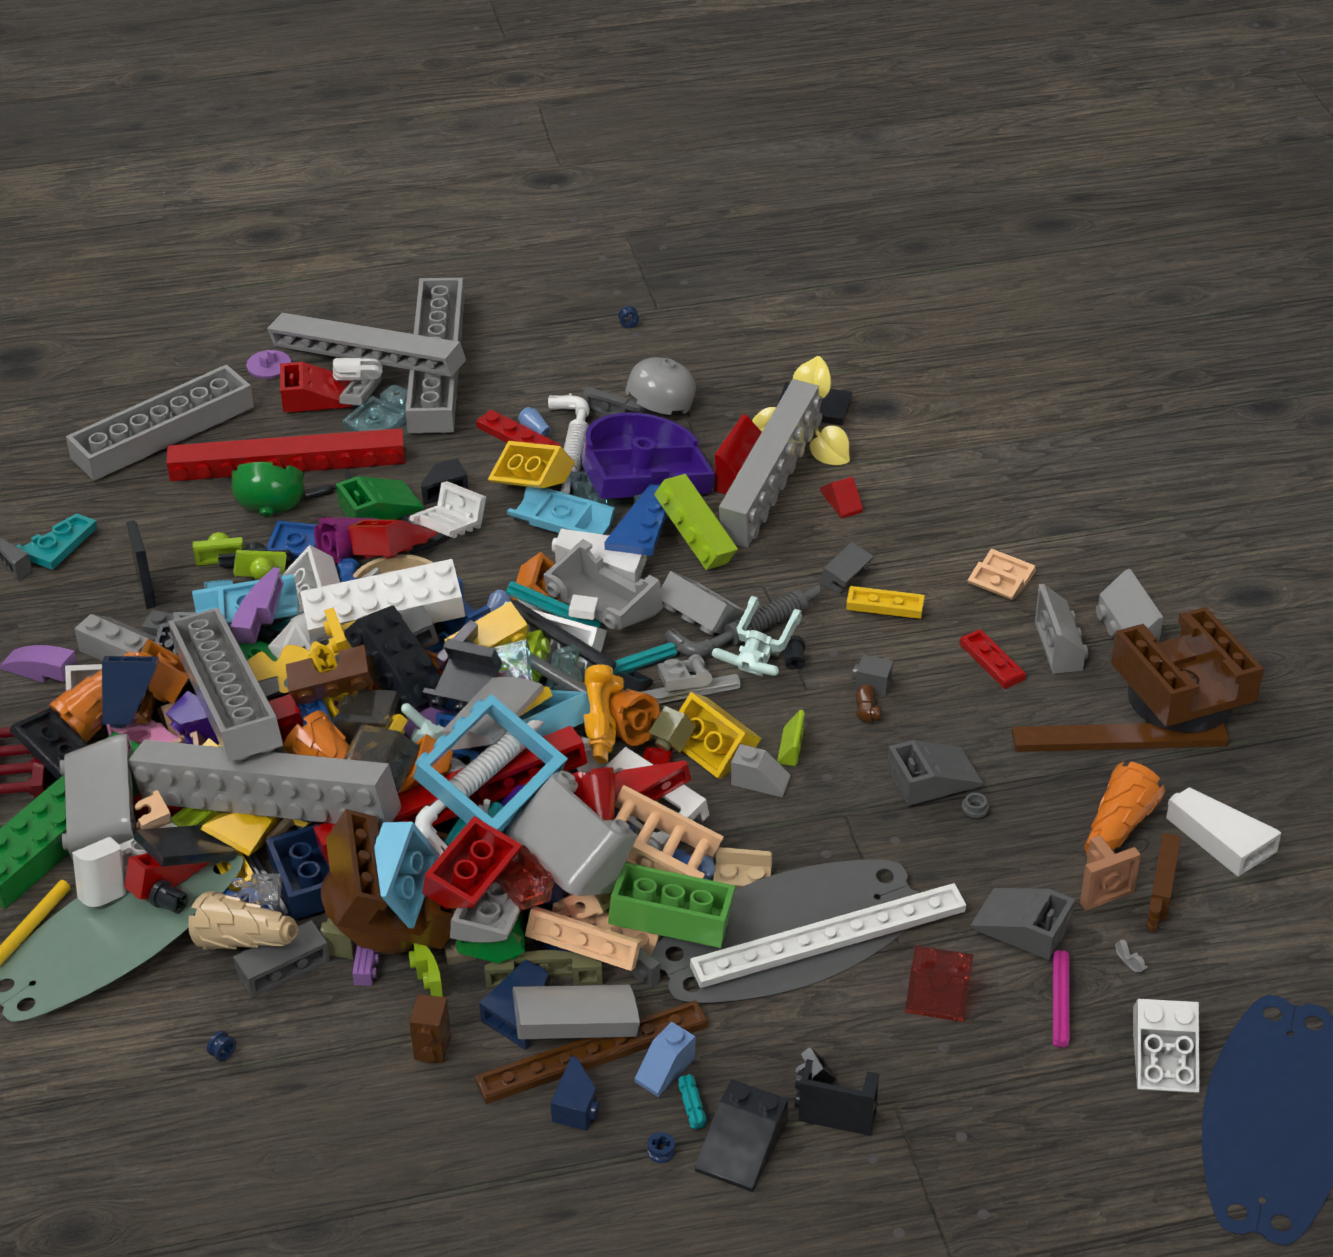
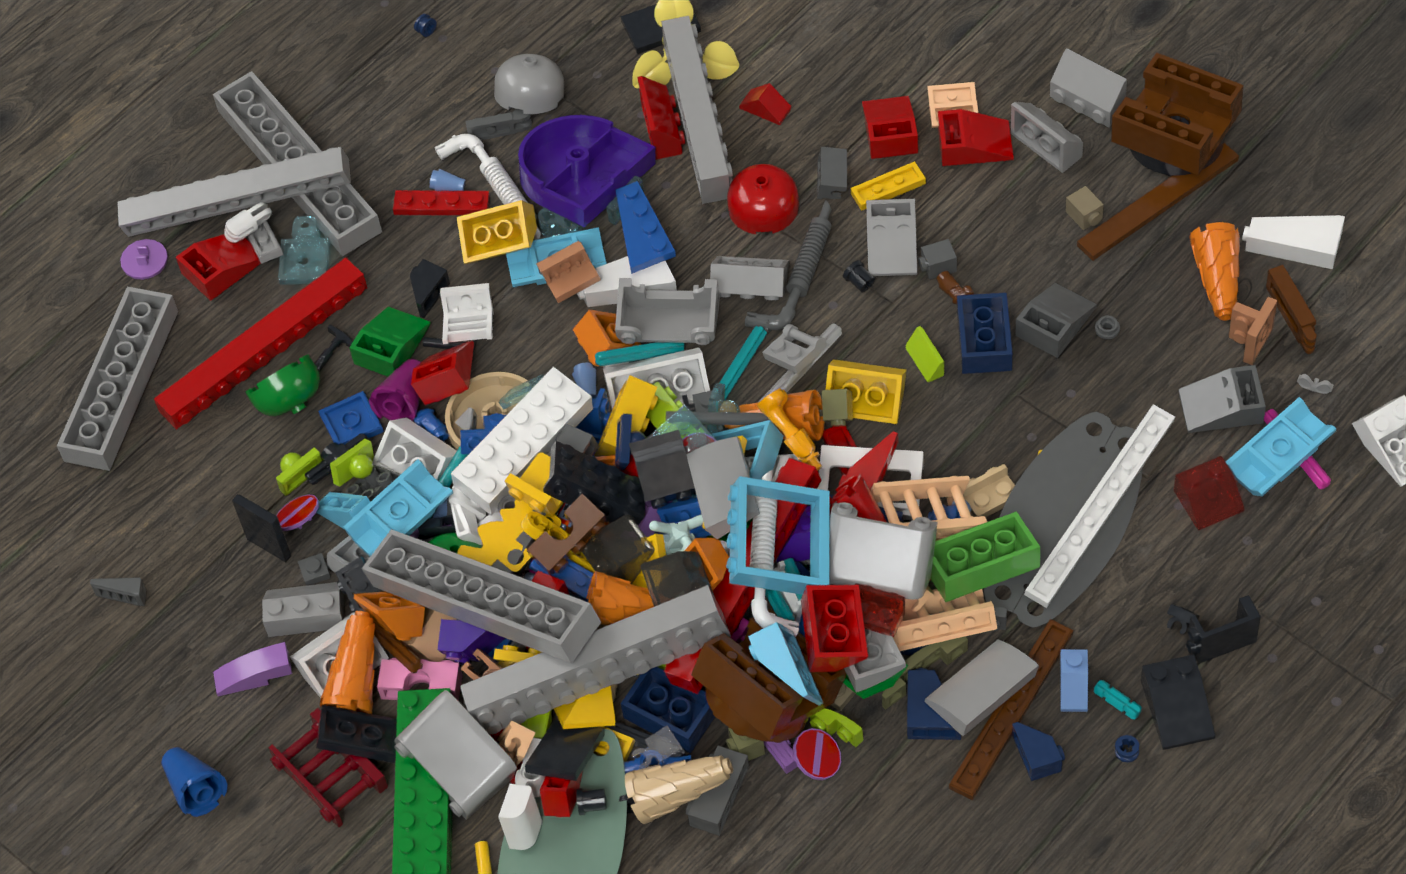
camera: 30 degrees left, 15 degrees up
(60, 542) = (145, 548): teal wing -> none
(124, 686) = (386, 648): dark blue slope -> none
(184, 576) = (298, 512): none -> red piece
(257, 607) = (424, 508): medium lavender slope -> none
(387, 980) = (816, 754): none -> red piece
(430, 1028) = (892, 771): reddish brown brick -> none
(554, 517) = (568, 271): none -> nougat bracket
(562, 636) = (681, 377): black axle -> none
(583, 607) = (667, 339): white tile -> none
(635, 681) = (756, 381): black slope -> none
(695, 521) = (685, 203): lime brick -> none
(758, 646) = (833, 290): light aqua piece -> none
(758, 771) = (927, 400): light grey slope -> none
(770, 557) = (762, 199): none -> red cylinder
(847, 634) = (891, 237): none -> light grey slope
(855, 747) = (984, 333): none -> dark blue brick
(927, 561) = (890, 127): none -> red slope
(991, 602) = (973, 138): none -> red slope
(992, 658) = (1009, 188): red tile -> none
(1039, 982) = (1279, 448): none -> medium azure piece
(1042, 704) = (1084, 208): none -> dark tan brick

